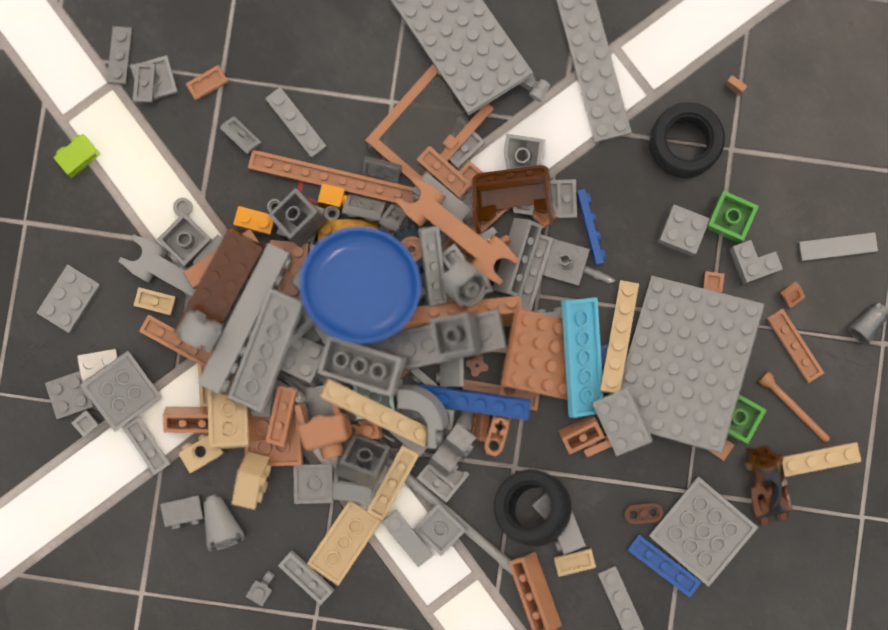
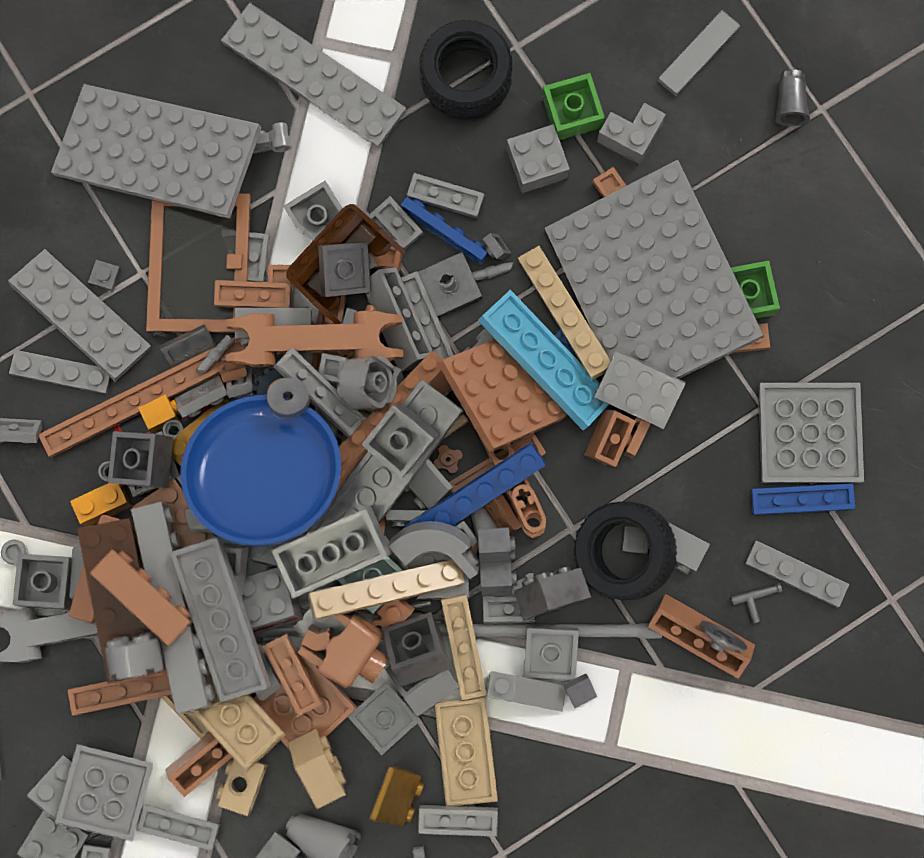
camera: 40 degrees left, 5 degrees down
(155, 301) = (64, 671): tan plate -> none
(231, 300) = (141, 597): none -> nougat brick
(283, 534) = (397, 797): none -> pearl gold slope
(313, 407) = (317, 638): none -> nougat piece
(334, 97) = (79, 315): none -> light grey plate
(368, 85) = (104, 275): none -> flat silver plate
(393, 188) = (215, 354): none -> light grey piece
(393, 208) = (232, 372): none -> nougat tile
(407, 263) = (288, 408): none -> flat silver piece
(438, 564) = (580, 690): none -> flat silver tile
(469, 495) = (551, 592): none -> flat silver brick
(510, 202) = (344, 269): none -> flat silver plate
(544, 605) = (722, 638): none -> flat silver dish
(574, 562) = (713, 571): tan plate -> none
(582, 596) = (749, 598): none -> flat silver piece
(609, 206) = (445, 195): none -> light grey plate
(612, 263) = (496, 246): none -> flat silver plate
(643, 513) = (737, 465): reddish brown plate -> none
(767, 380) = (746, 235): nougat piece -> none
(776, 496) = (851, 337): reddish brown hips -> none
(792, 295) = (696, 133): nougat plate -> none
(795, 345) = (741, 180): nougat tile -> none
(820, 459) = (859, 268): tan brick -> none

